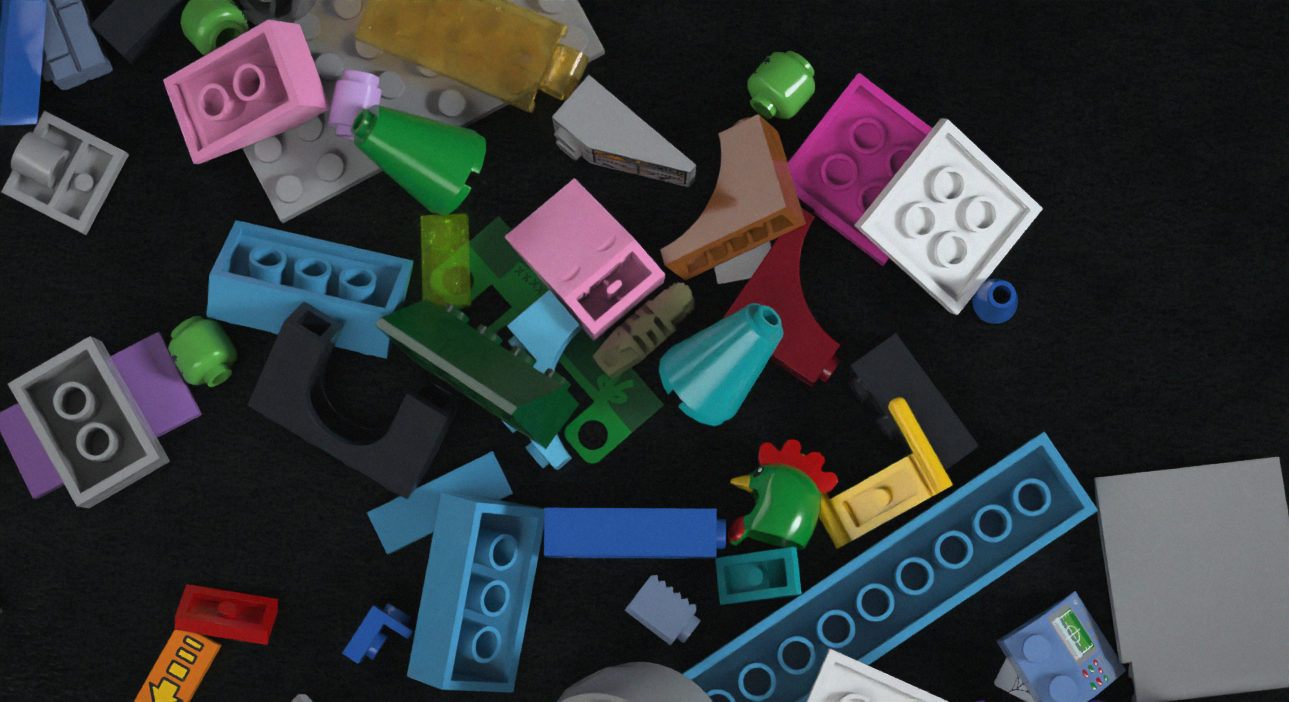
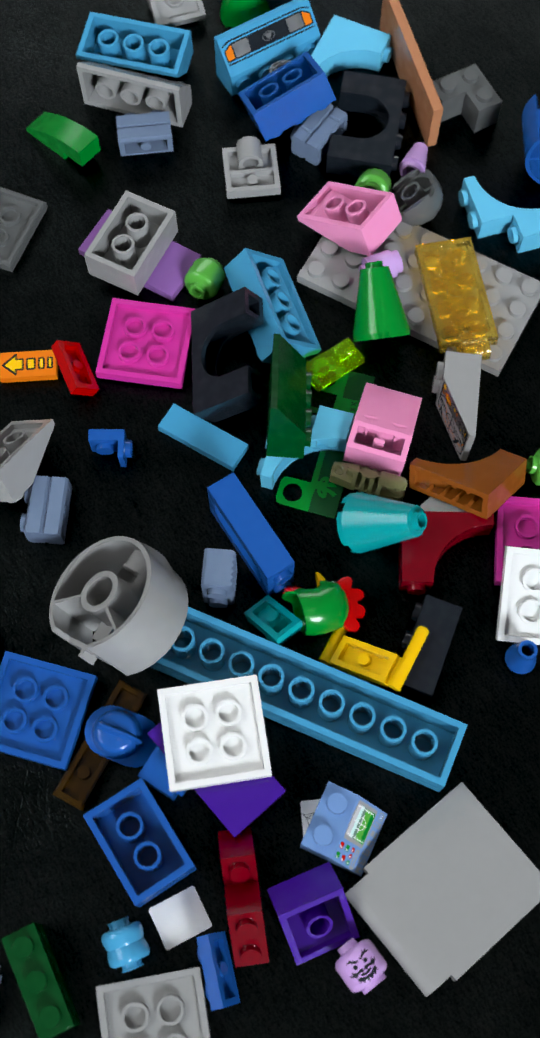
camera: 55 degrees right, 15 degrees down
(249, 493) = (146, 343): none -> dark pink plate
(476, 593) = (162, 479): dark azure slope -> none

